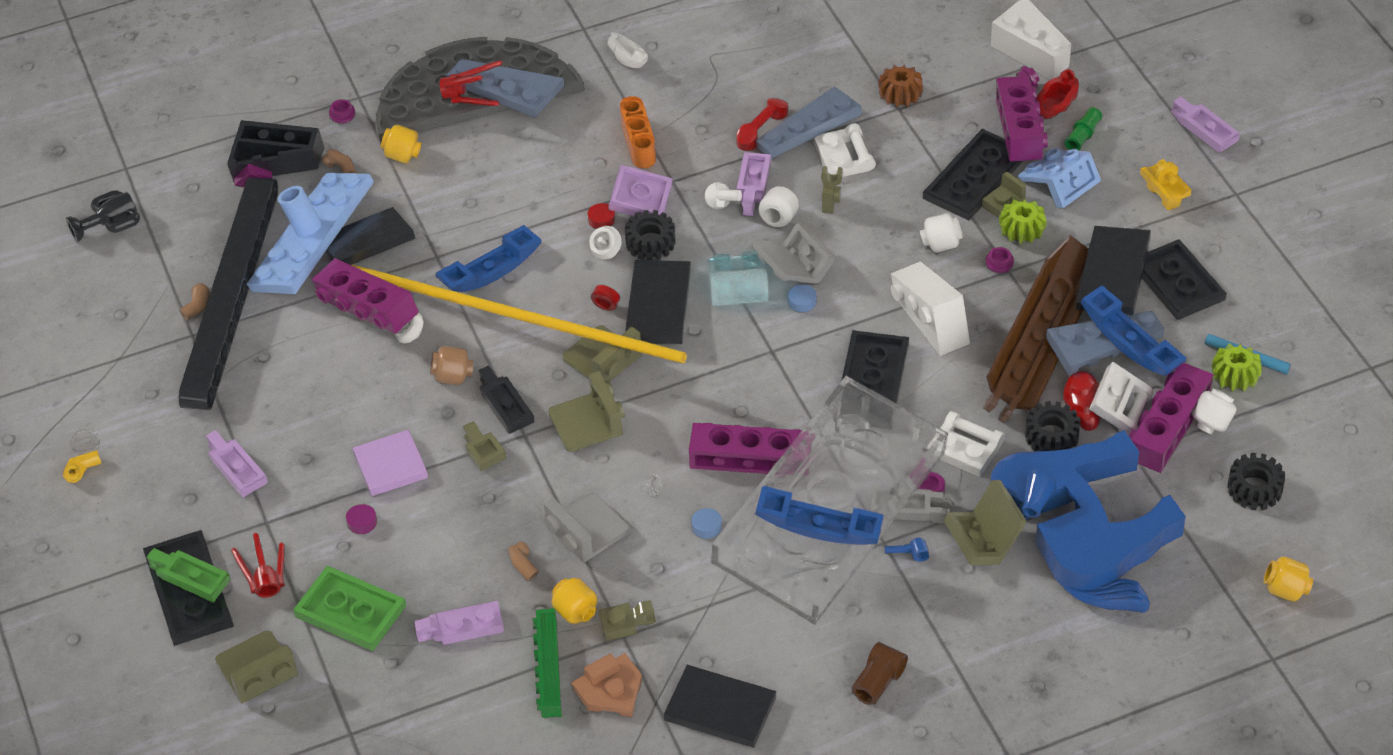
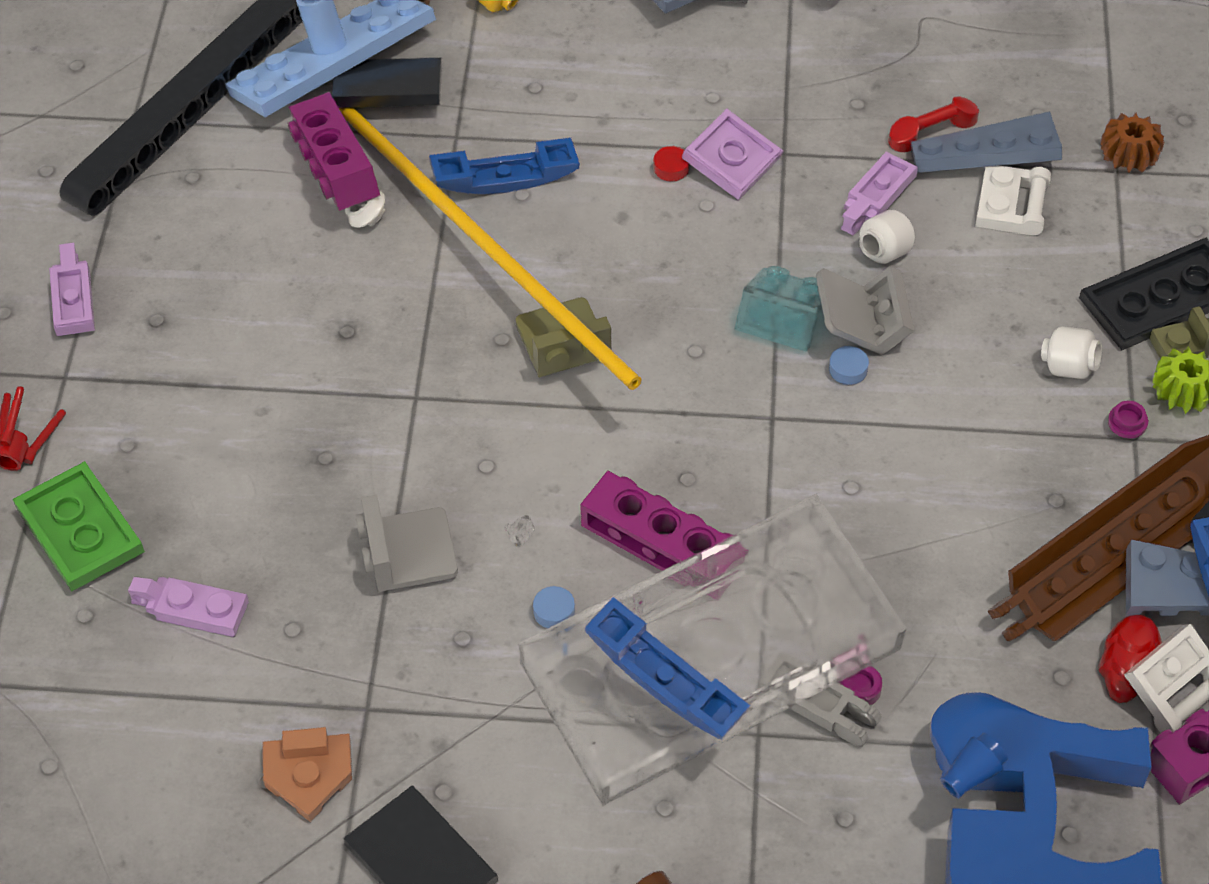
camera: 25 degrees right, 5 degrees up
(200, 296) = (165, 74): medium nougat arm -> none
(361, 519) = (165, 420): magenta tile -> none
(390, 462) = (241, 365): lavender tile -> none
(451, 365) = (380, 275): medium nougat head -> none
(481, 448) = (352, 394): olive plate -> none
(504, 401) = (414, 346): black hinge -> none
(518, 556) = (303, 556): medium nougat arm -> none
(548, 663) = (253, 703): green piece -> none
(574, 600) = (329, 637): yellow head -> none
(589, 417) = (495, 408): olive bracket -> none
(605, 242) = (653, 197): white hat -> none
(605, 297) = (610, 266): red tile -> none
(621, 621) = (375, 686): olive plate -> none
(637, 132) = (774, 77): orange beam -> none
(651, 246) = (712, 225): black tyre -> none
(659, 300) = (670, 297): black tile -> none
(719, 196) = (825, 194): white plate -> none
(831, 192) = (962, 242): olive plate -> none
(877, 362) = (884, 497): black tile -> none
(917, 547) = (792, 761): blue hand -> none
(932, 306) = (1000, 446): white wedge -> none
(966, 452) = (933, 659): white plate -> none
(989, 529) = (891, 782): olive bracket -> none
(1055, 416) = (1069, 658): black tyre -> none

